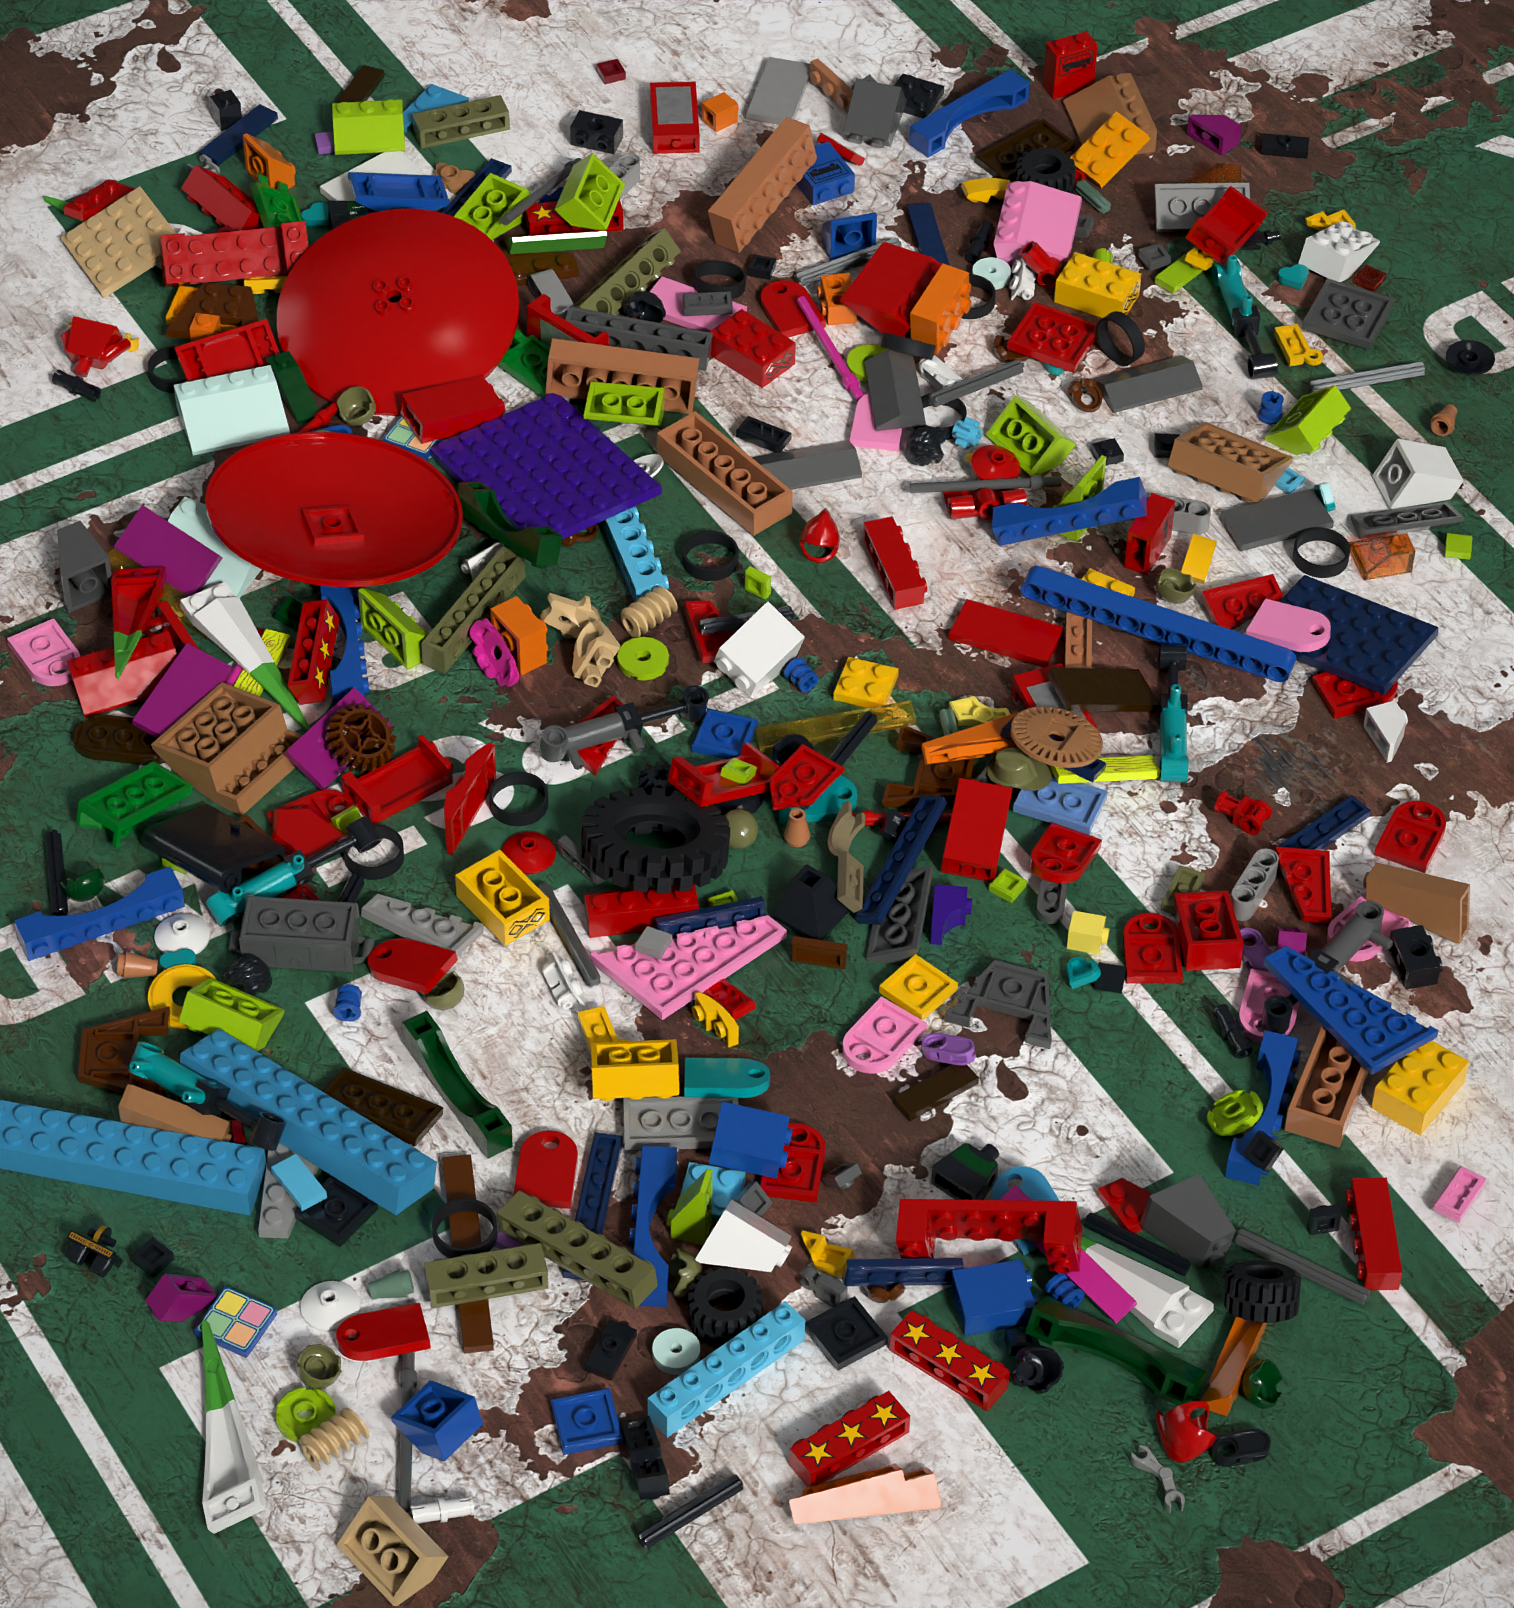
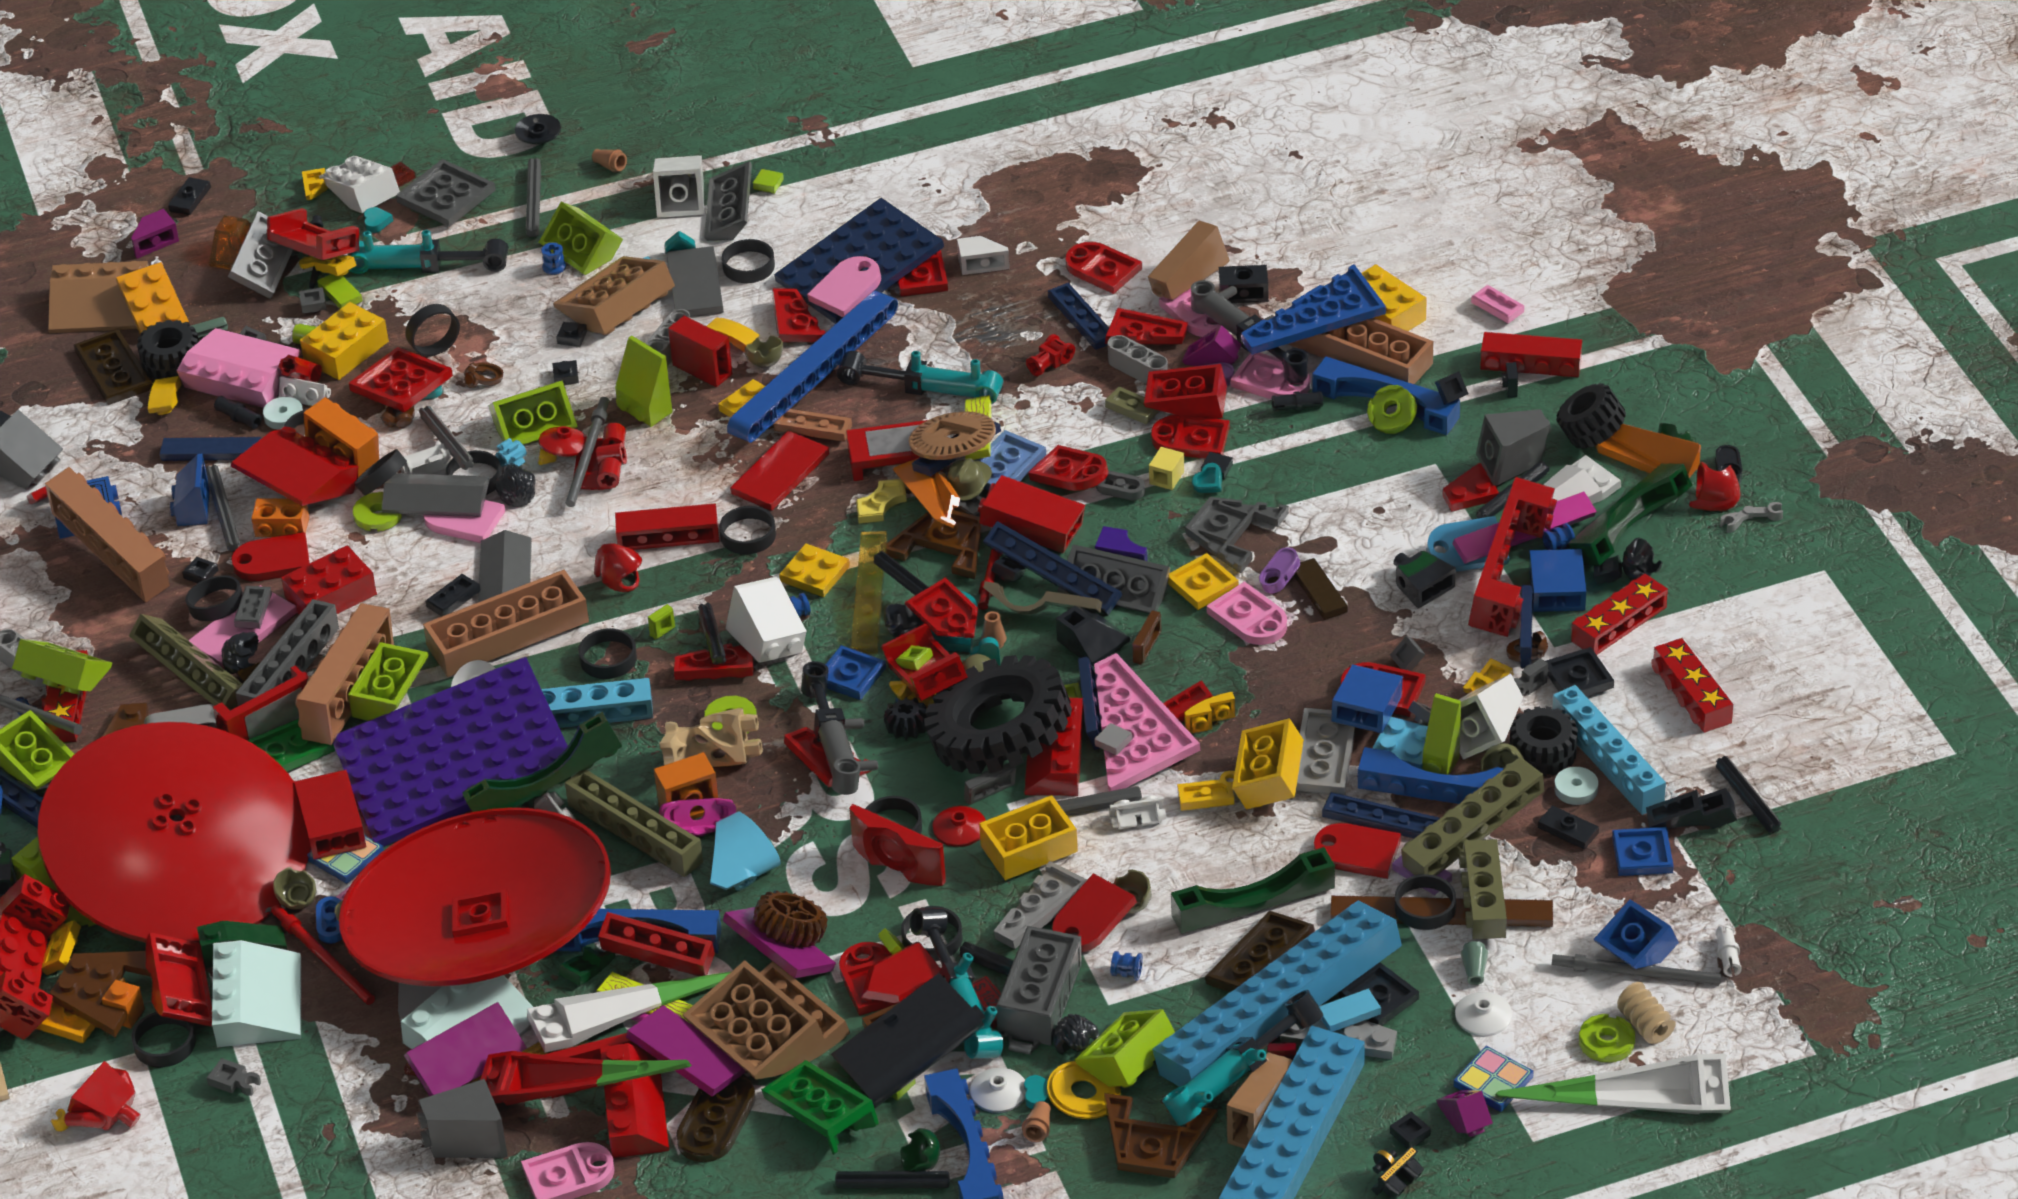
camera: 75 degrees left, 5 degrees down
(76, 385) = (155, 1124): black pin -> none
(132, 417) = (231, 1075): none -> dark grey plate
(318, 1366) = (1563, 1018): olive hair -> none
(383, 1333) = (1529, 968): red tile -> none
(391, 627) = (645, 884): lime slope -> none
(391, 1549) = (1769, 985): tan slope -> none
(399, 782) = (846, 903): red panel -> none
(444, 687) = (740, 853): none -> medium azure panel
(556, 242) = (99, 708): bright green slope -> none
(648, 611) = (677, 700): tan piece -> none
(725, 1078) = (1274, 707): teal tile -> none
(767, 831) = (988, 647): none -> teal tile
(849, 380) = (400, 527): dark pink bar -> none
(867, 1494) = (1745, 682): wedge -> none
(909, 604) = (747, 547): none -> black tyre
(948, 721) = (890, 522): sand green axle -> none
(1000, 93) = (59, 418): blue arch -> none
(1007, 885) = (1095, 513): lime tile -> none
(1069, 65) = (20, 303): red brick -> none
(1103, 689) = (885, 411): dark brown tile -> none
(1116, 503) = (651, 432): blue arch -> none
(1149, 383) = (481, 331): dark grey slope -> none
(1295, 346) = (475, 232): yellow hinge -> none
(1303, 1266) = (1558, 398): dark grey axle -> none
(1383, 555) = (766, 220): clear orange slope -> none

